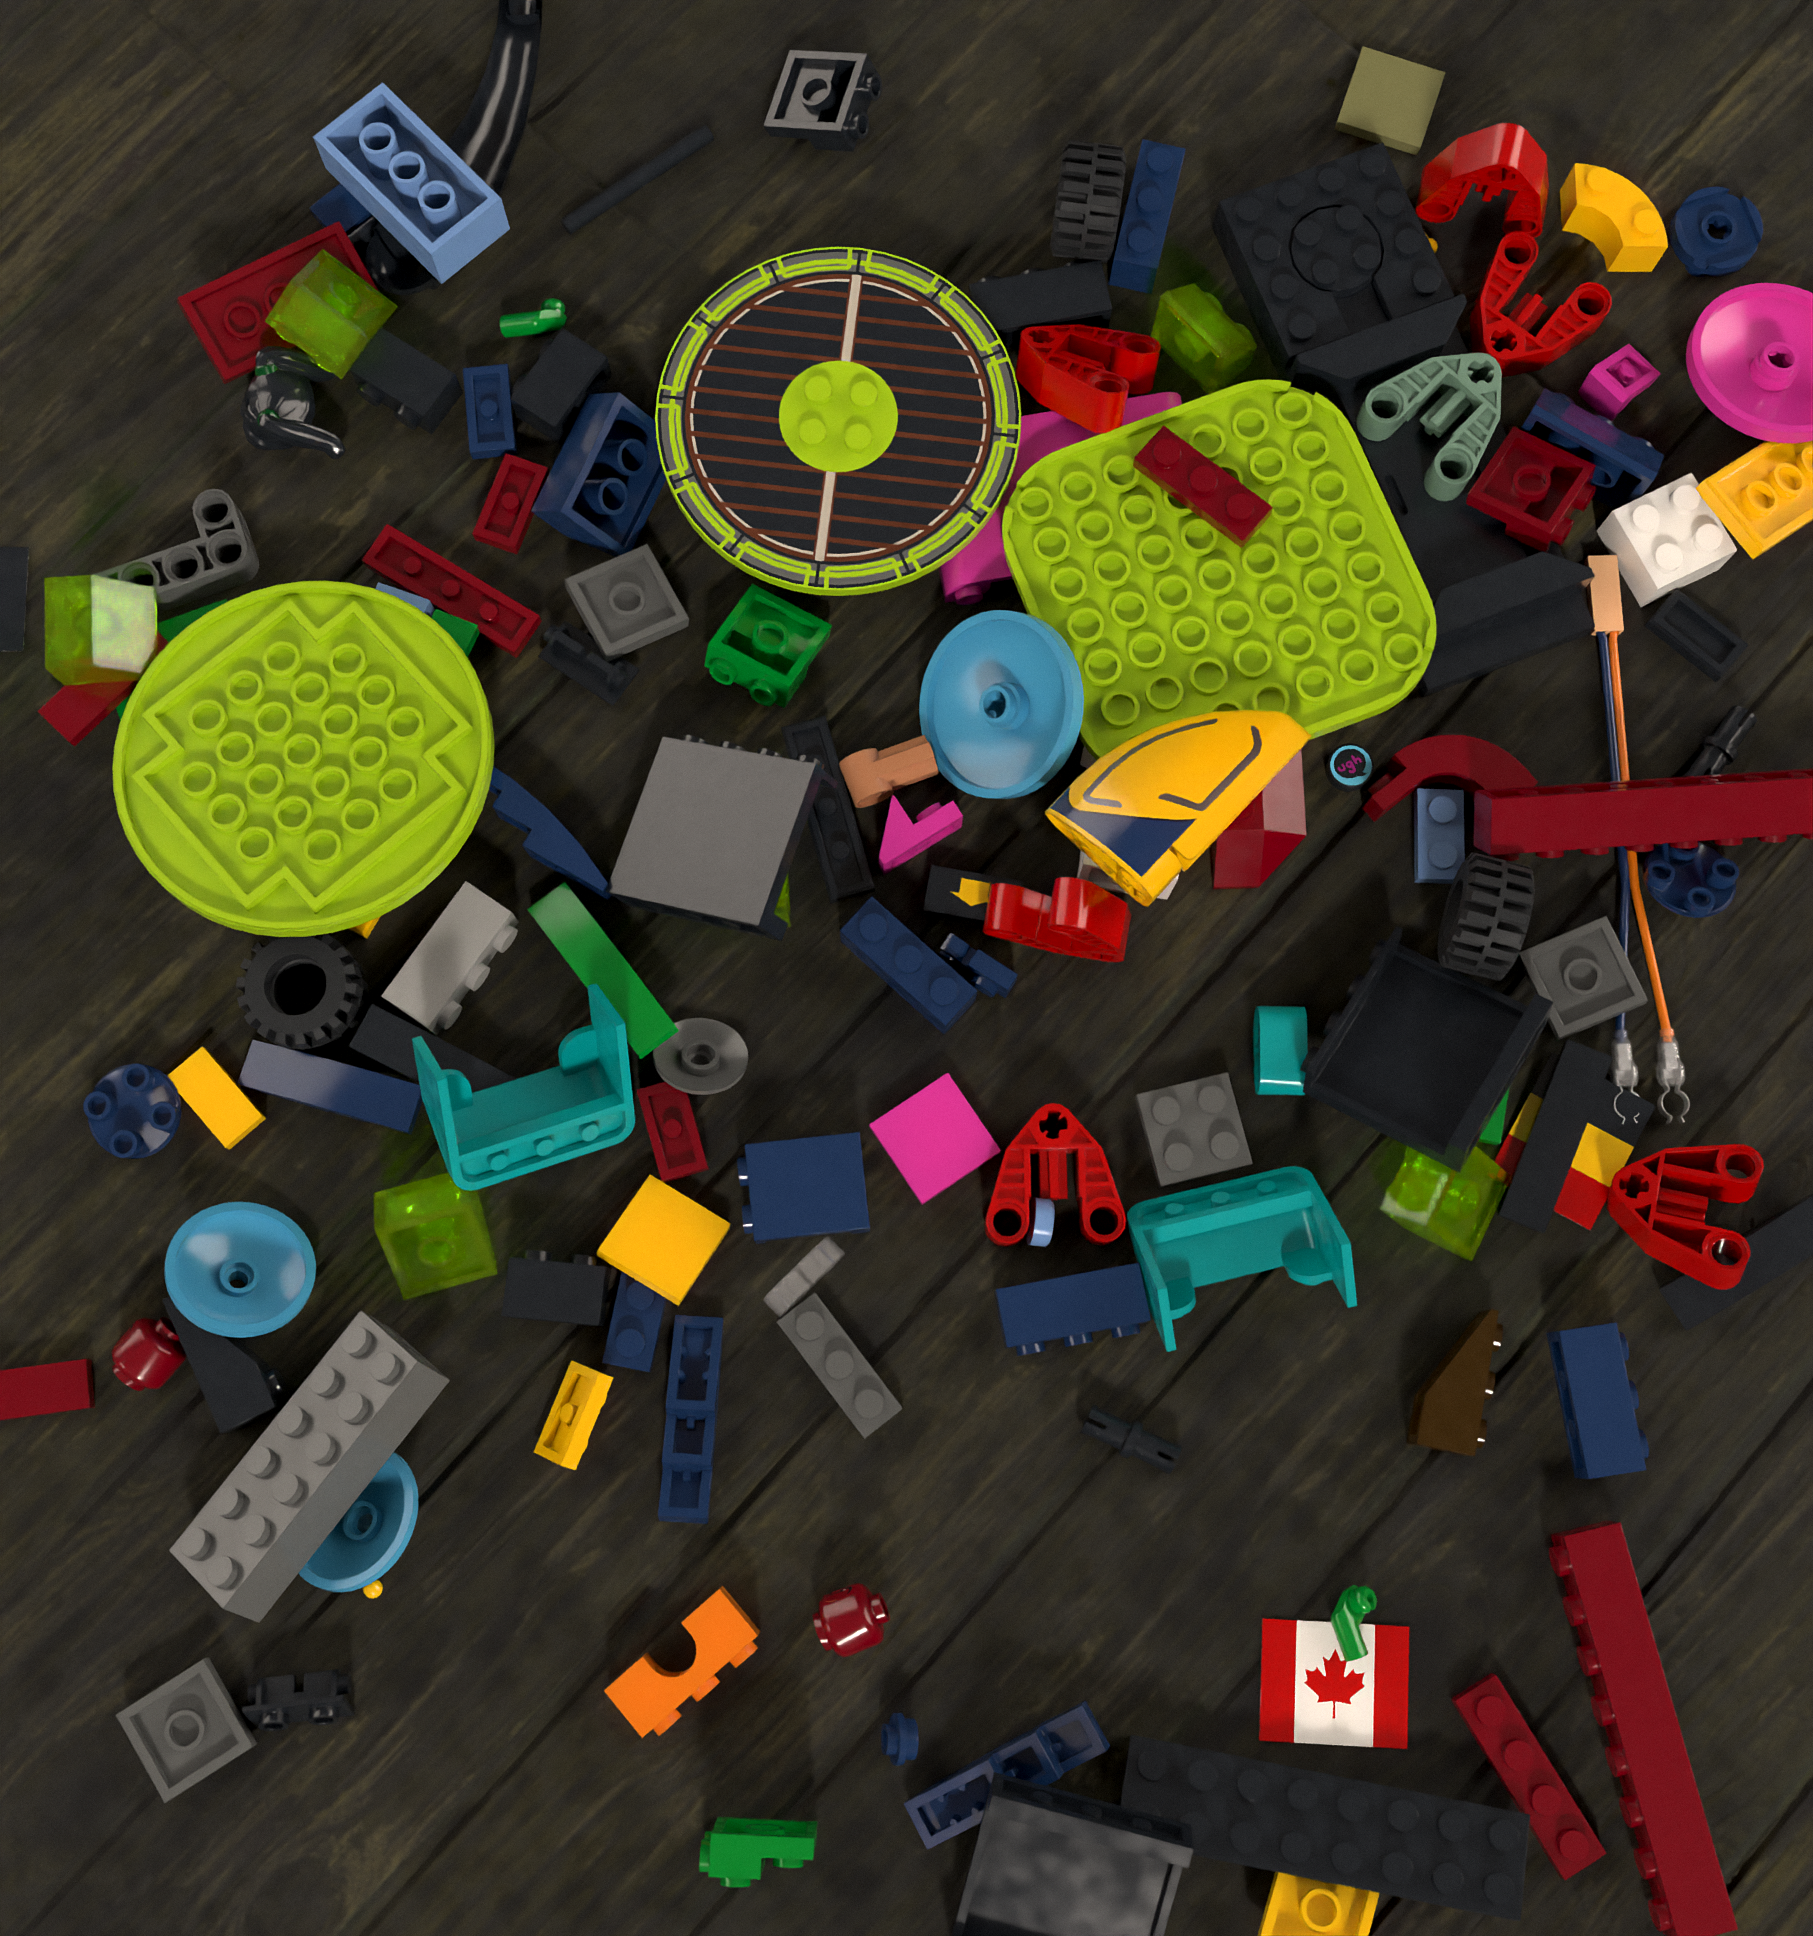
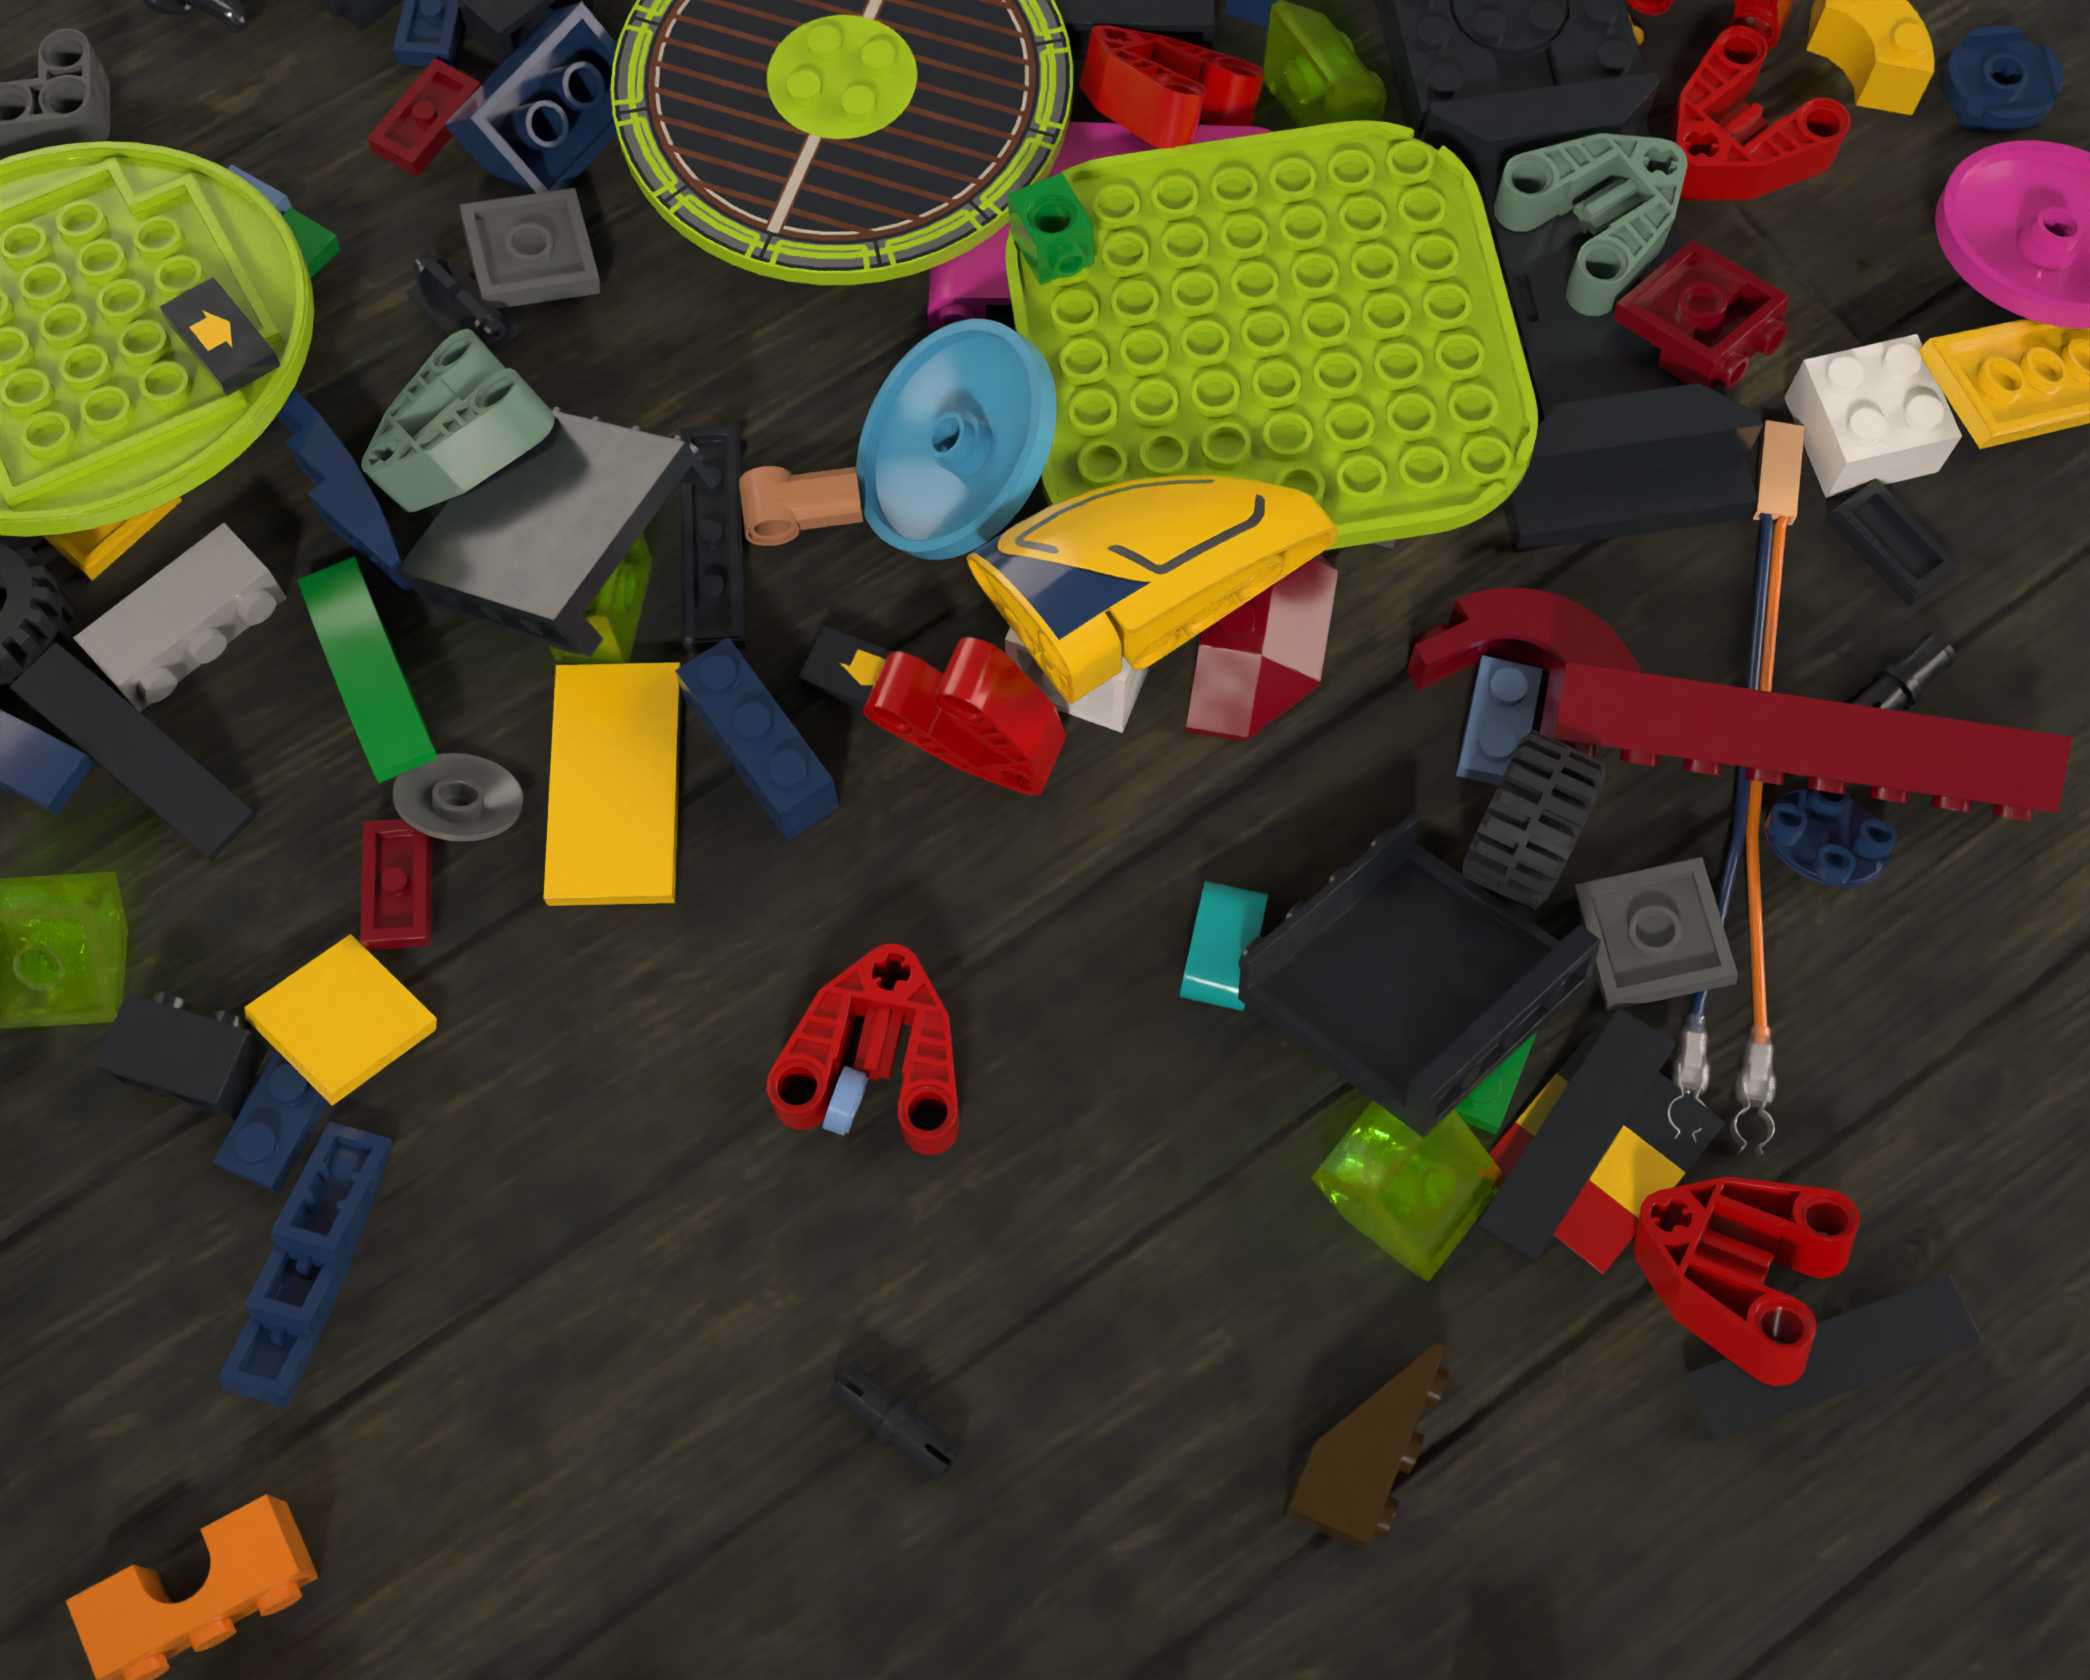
camera: 15 degrees right, 10 degrees down
(431, 741) = (220, 336): none -> black tile
(451, 590) = (320, 192): dark red plate -> none
(538, 1116) = (214, 830): teal windscreen -> none
(573, 1415) = (140, 1237): yellow plate -> none
(603, 784) = (454, 425): none -> sand green connector
(766, 647) = (685, 330): green plate -> none
(804, 1187) = (546, 989): dark blue panel -> none
(804, 1276) = (511, 1106): clear beam -> none
(808, 1019) = (613, 785): none -> yellow tile
(839, 1365) = (528, 1236): dark grey plate -> none
(851, 1620) = (440, 1584): dark red head -> none
(905, 840) = (799, 590): dark pink slope -> none
(934, 1138) = (736, 967): dark pink tile -> none
(987, 973) = (857, 767): dark blue plate -> none
(1036, 508) = (1051, 229): none -> green brick
(1072, 1308) = (857, 1223): dark blue brick -> none
(1193, 1130) = (1084, 1028): dark grey plate -> none
(1202, 486) = (1272, 224): dark red plate -> none
(1233, 1233) = (1099, 1174): teal windscreen -> none
(1349, 767) = (1398, 615): black tile -> none
(1597, 1401) = (1566, 1509): dark blue brick -> none
(1617, 381) = (1837, 219): dark pink slope -> none
(1622, 462) = (1823, 308): dark blue slope -> none

